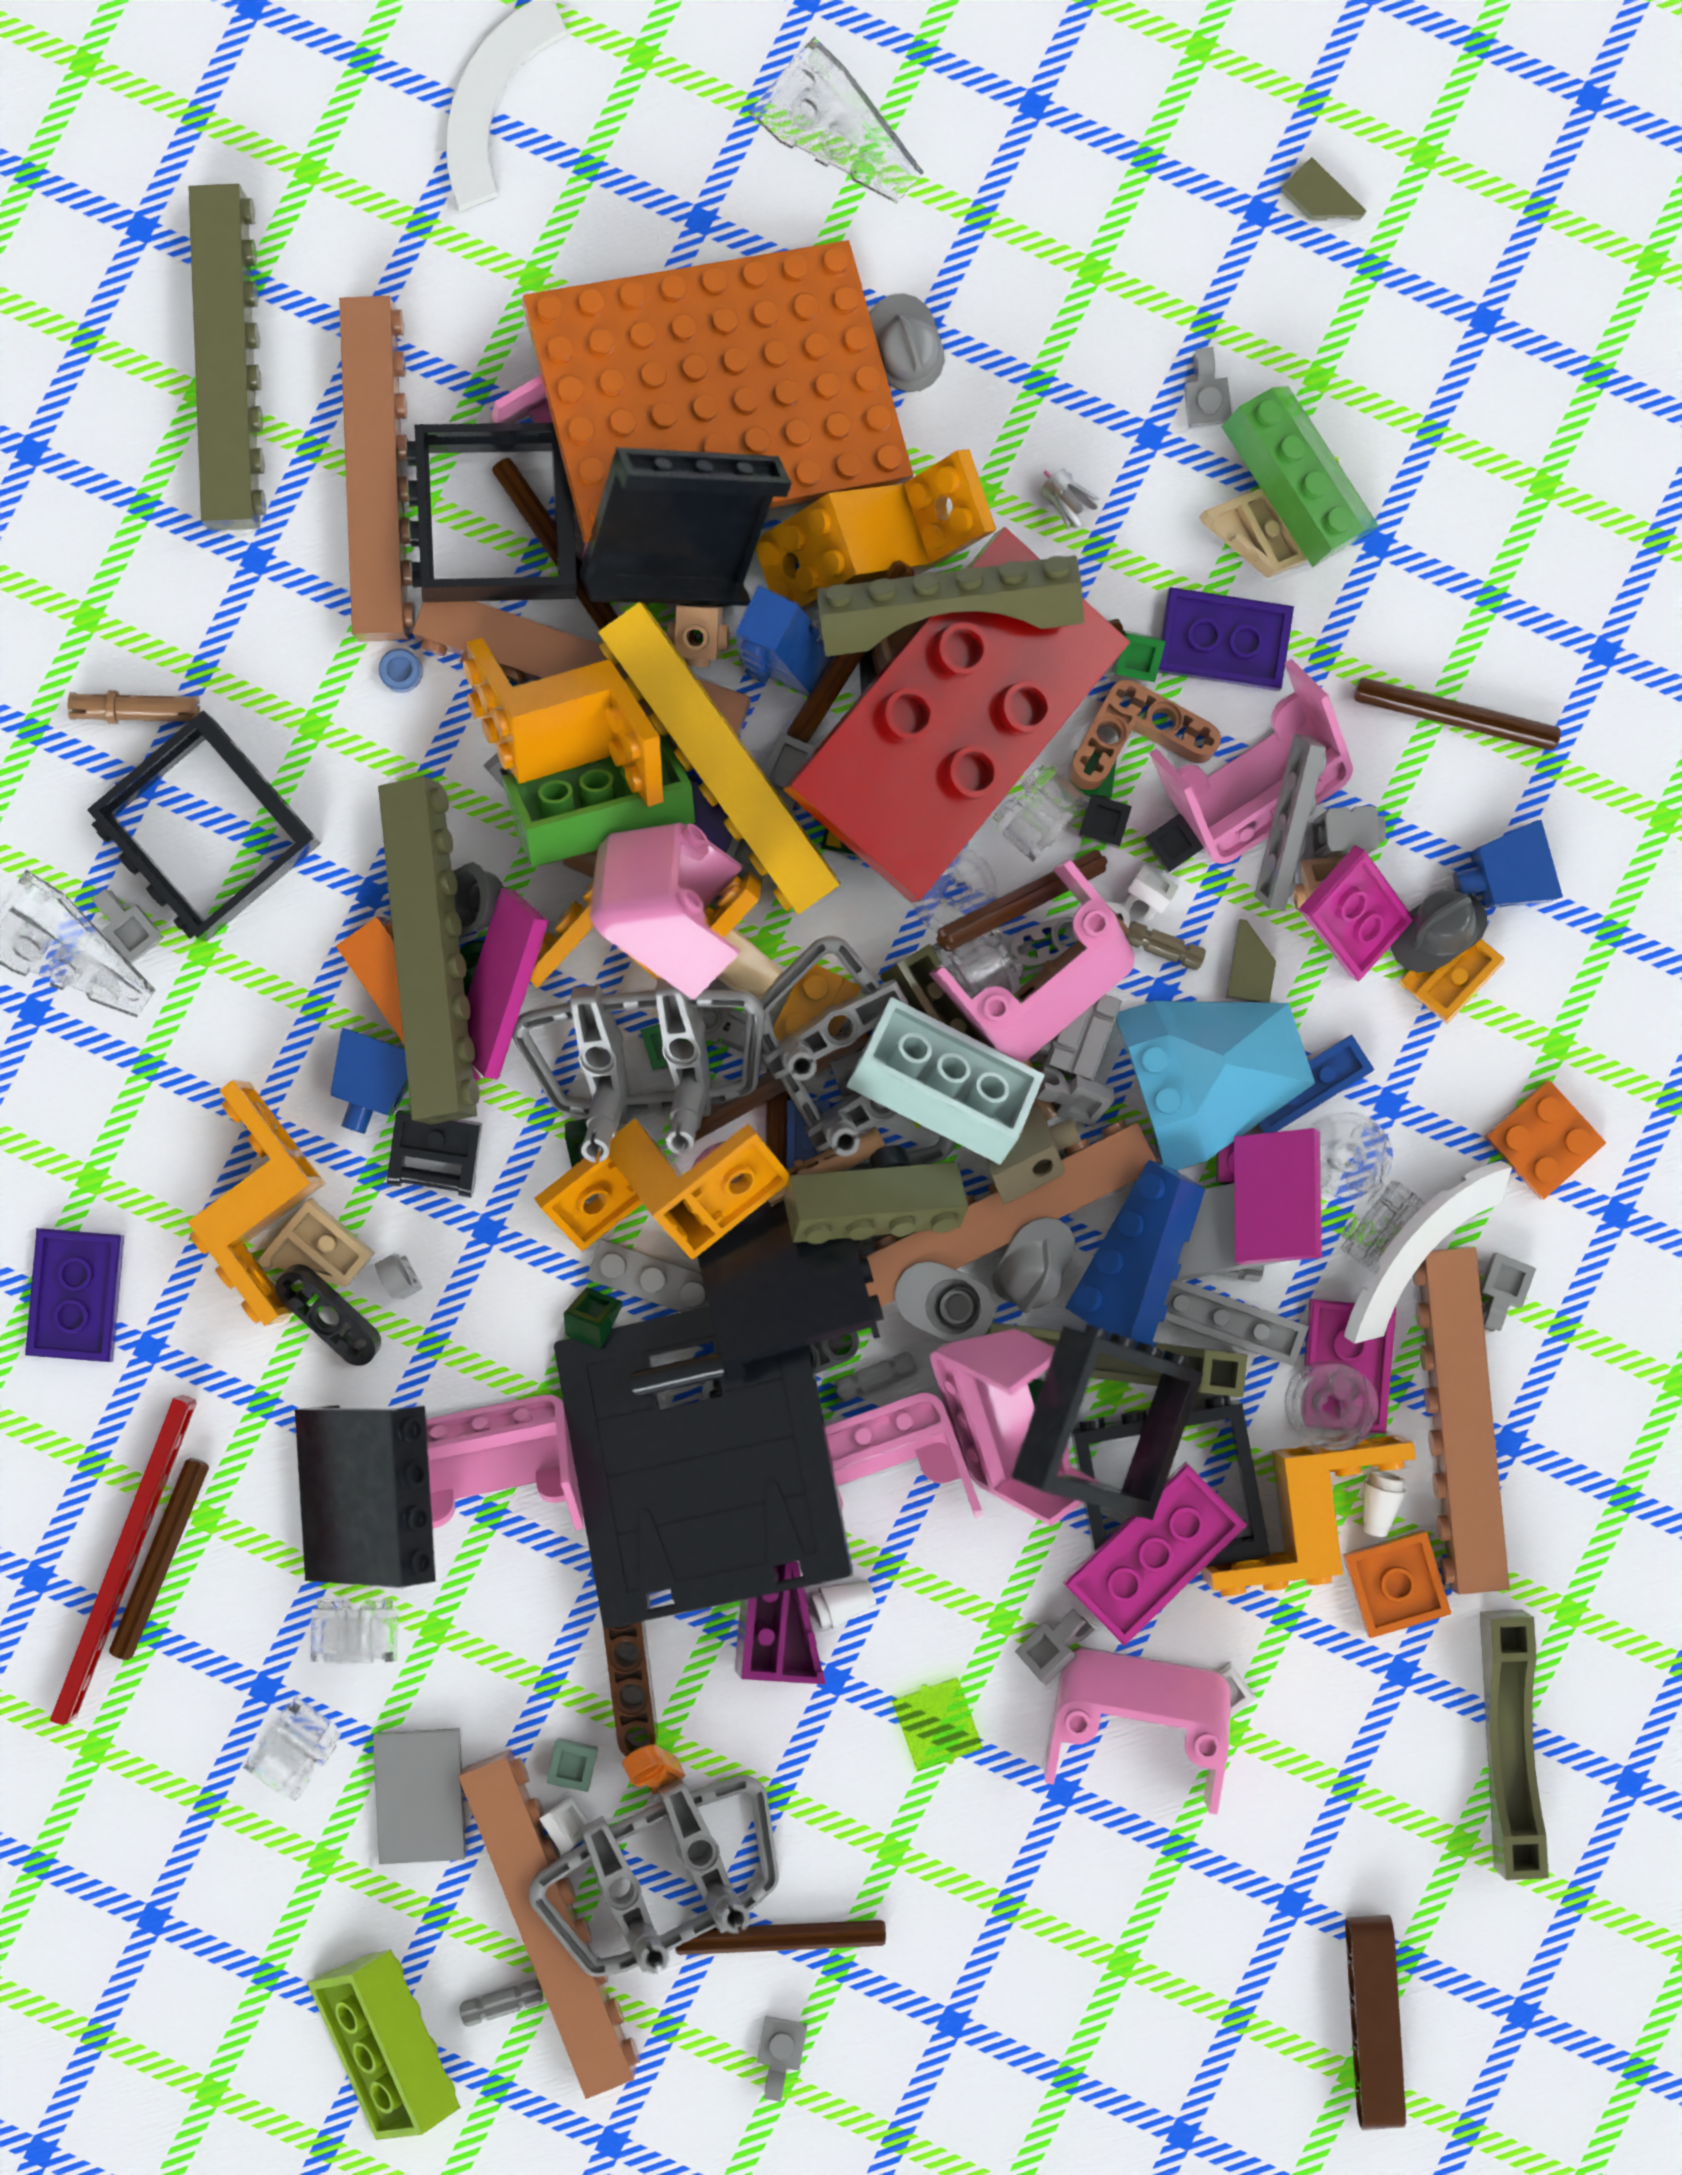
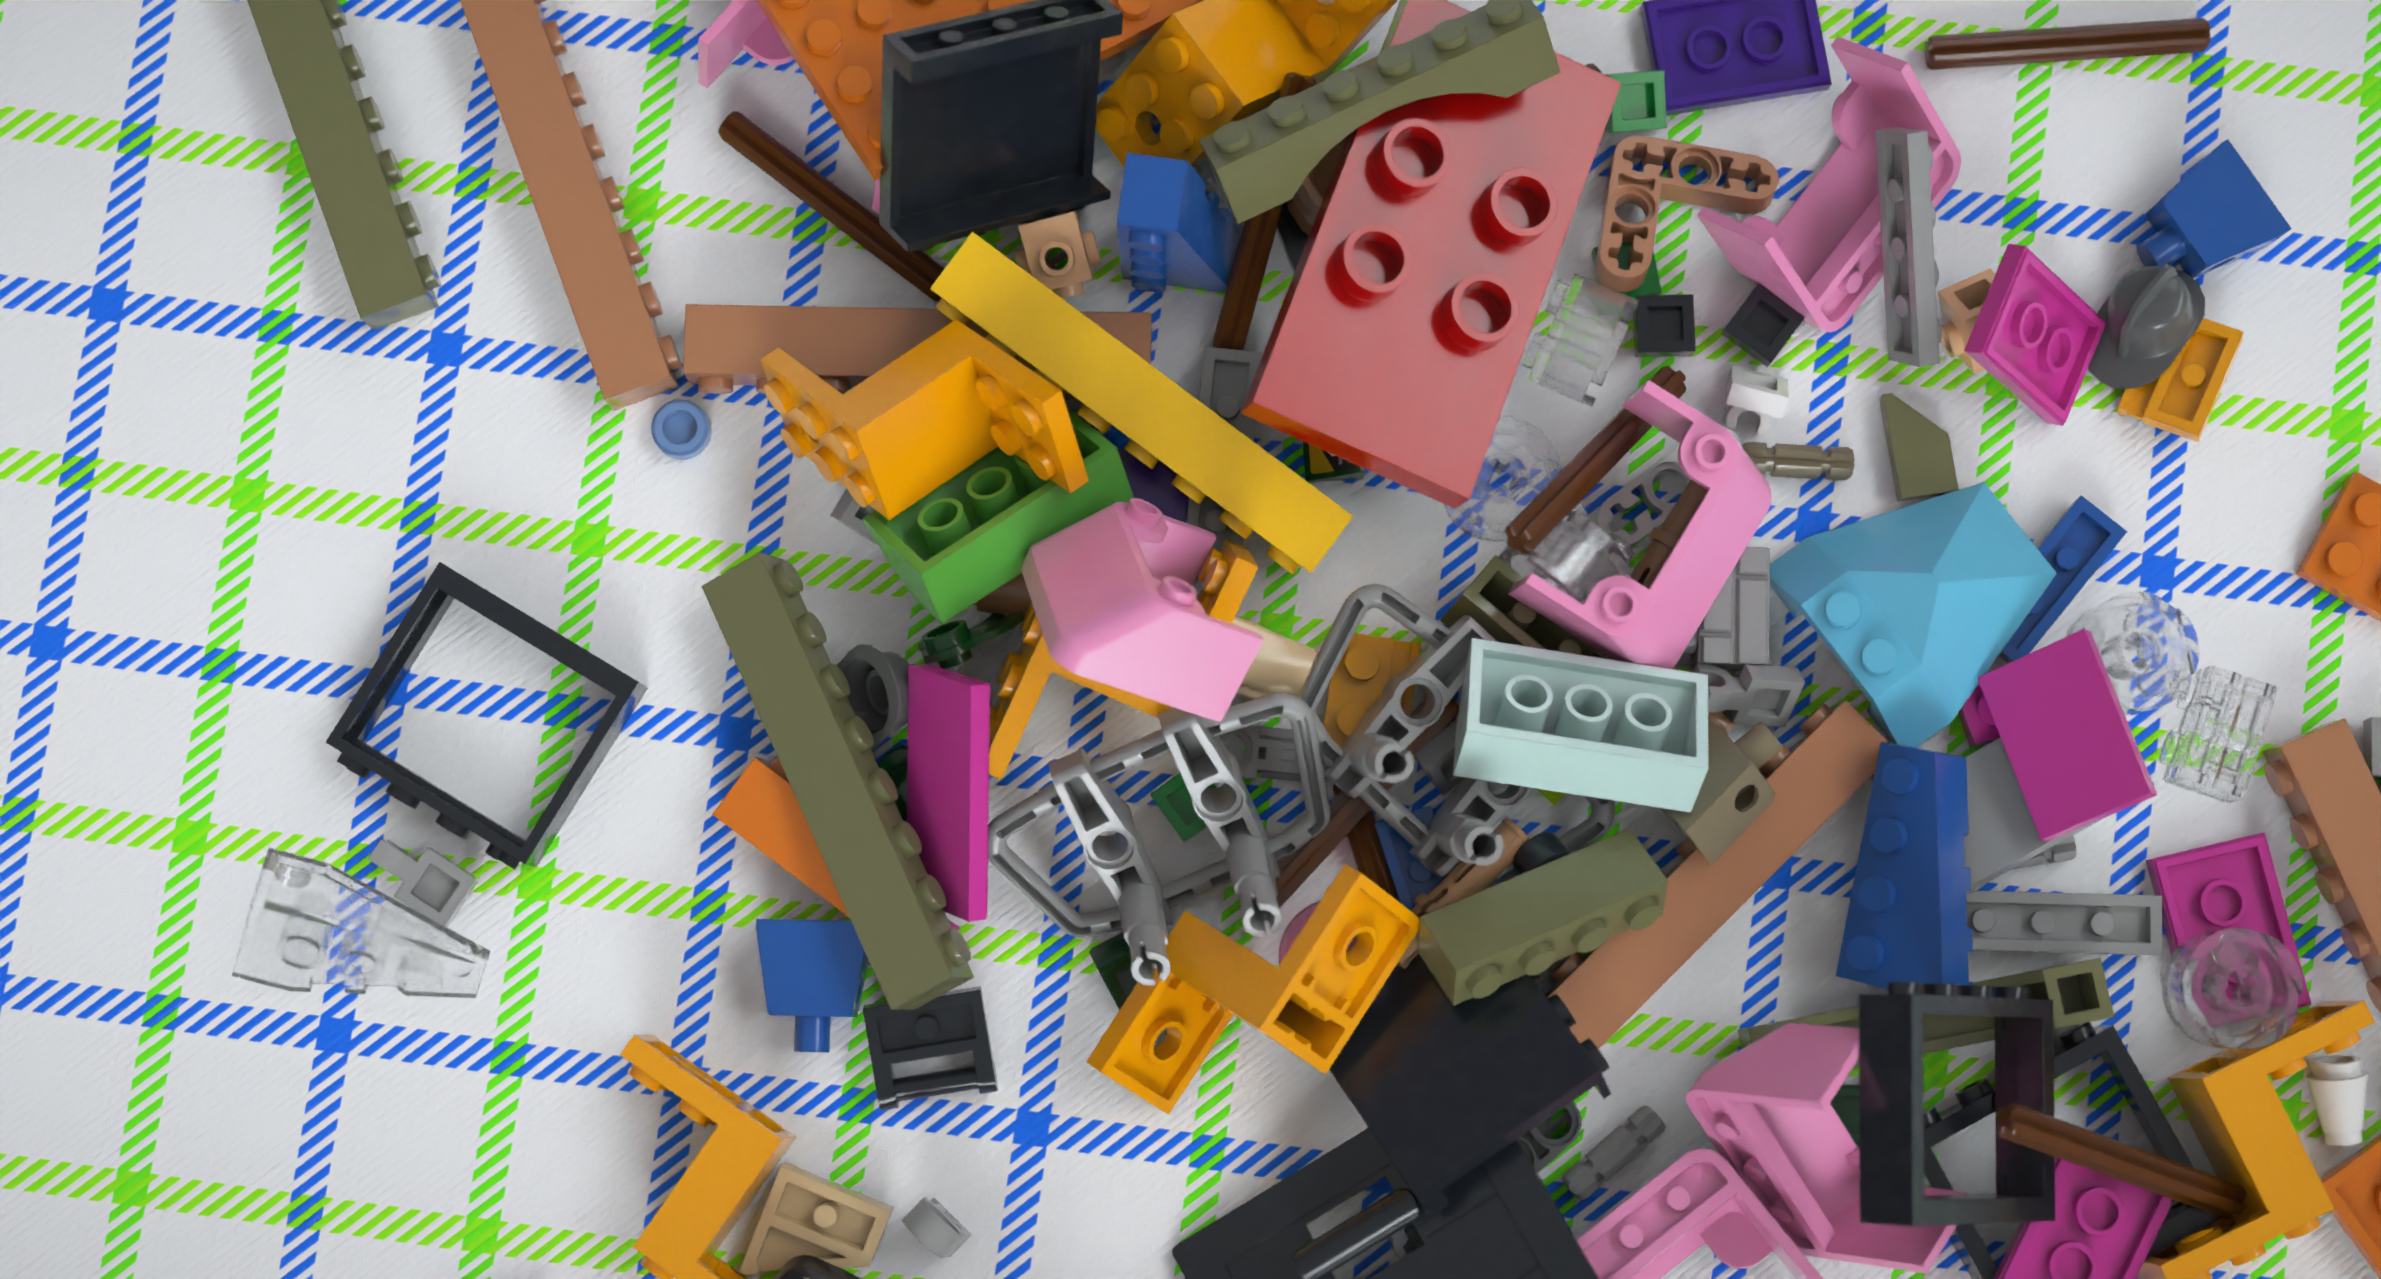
camera: 15 degrees left, 5 degrees down
(119, 707) = (321, 597): medium nougat pin -> none
(489, 438) = (709, 91): black window -> none
(537, 881) = (952, 642): none -> dark green plate
(591, 1317) = (1211, 1198): dark green slope -> none
(647, 1277) = (1270, 1120): light grey plate -> none
(944, 1302) = (1675, 1021): light grey piece -> none
(1034, 1264) = (1773, 932): light grey piece -> none
(1208, 1494) = (2120, 1160): none -> reddish brown axle
(1341, 829) = (1980, 234): light grey brick -> none
(1415, 1241) = (2277, 706): white tile -> none

